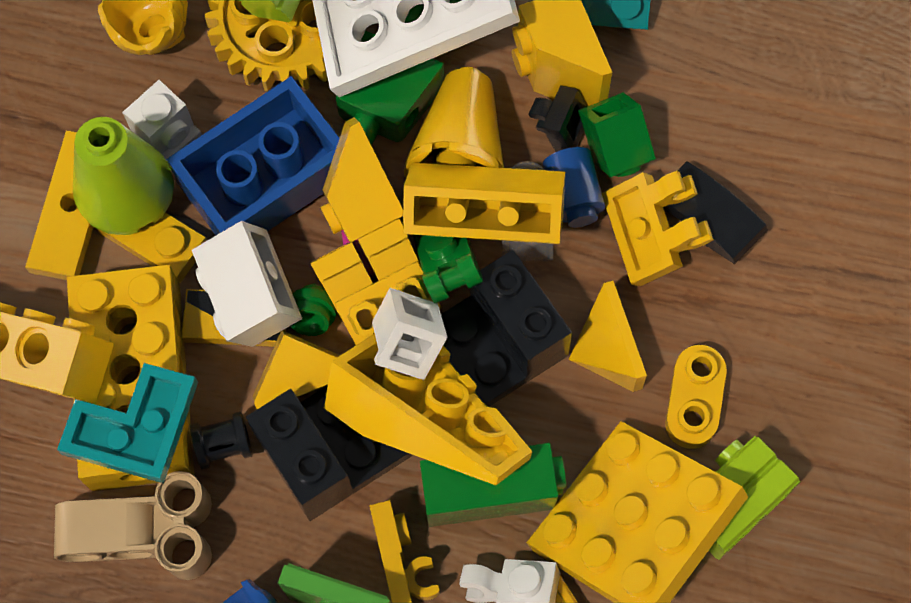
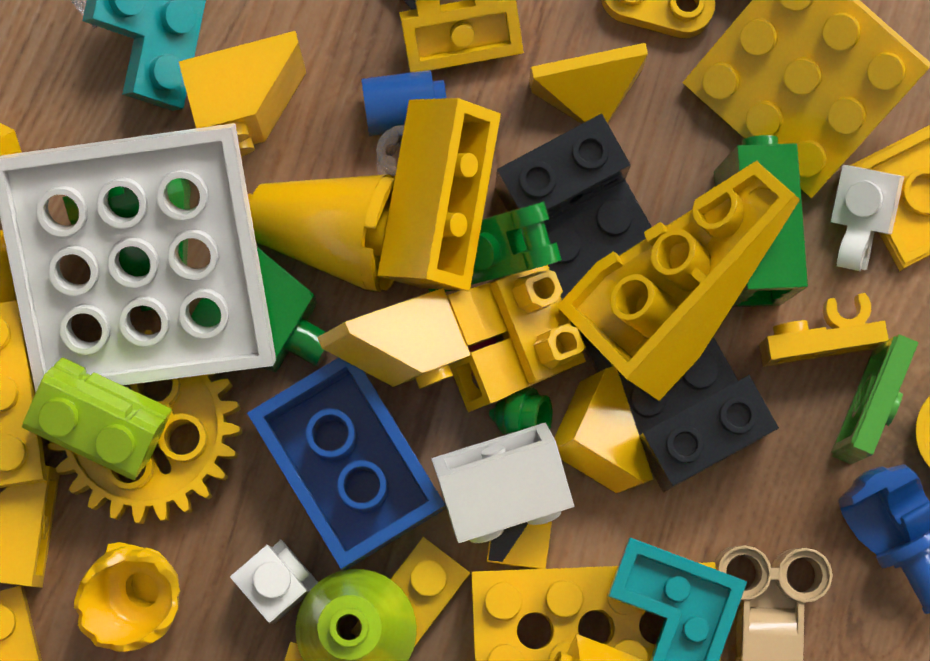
camera: 90 degrees left, 10 degrees up
(221, 440) = (674, 524): black bush -> none
(408, 333) = (601, 288): white brick -> none
(560, 117) = (316, 108): black tile -> none
(617, 135) = (347, 44): green brick -> none

